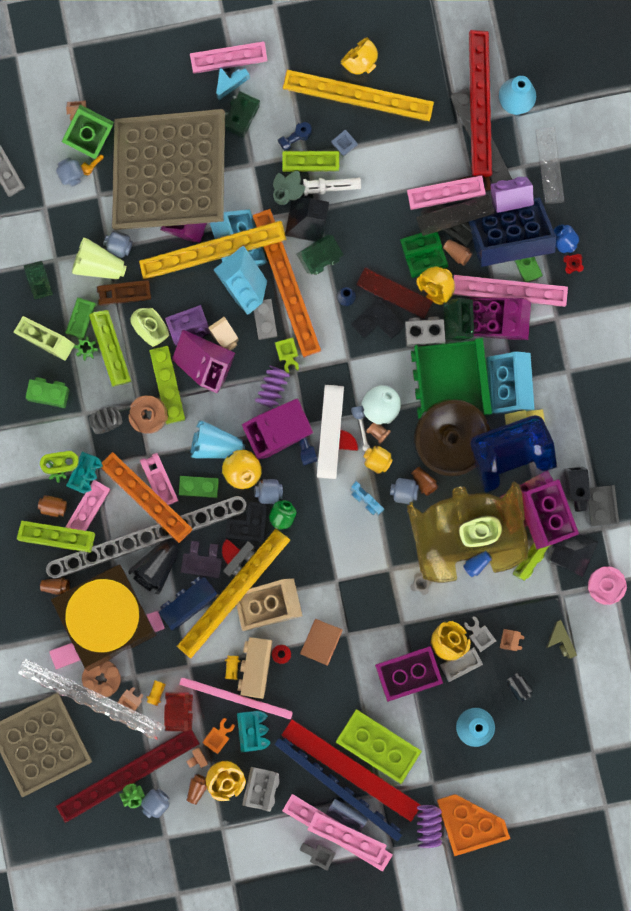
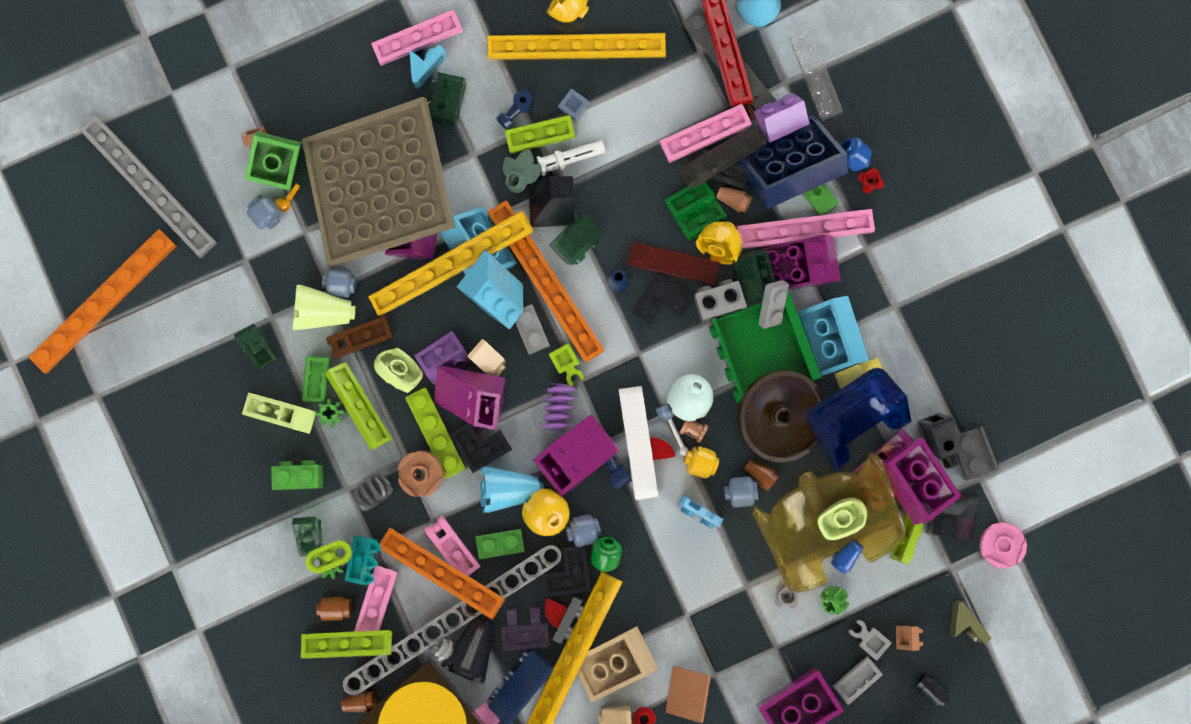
camera: 10 degrees left, 0 degrees up
(44, 441) = (307, 534): none -> clear green slope
(133, 558) = (442, 649): none -> light grey plate
(200, 409) = (477, 452): none -> black plate
(450, 641) = (838, 657): yellow cylinder -> none
(458, 595) = (834, 600): none -> bright green gear
(467, 345) = (773, 304): none -> light grey plate

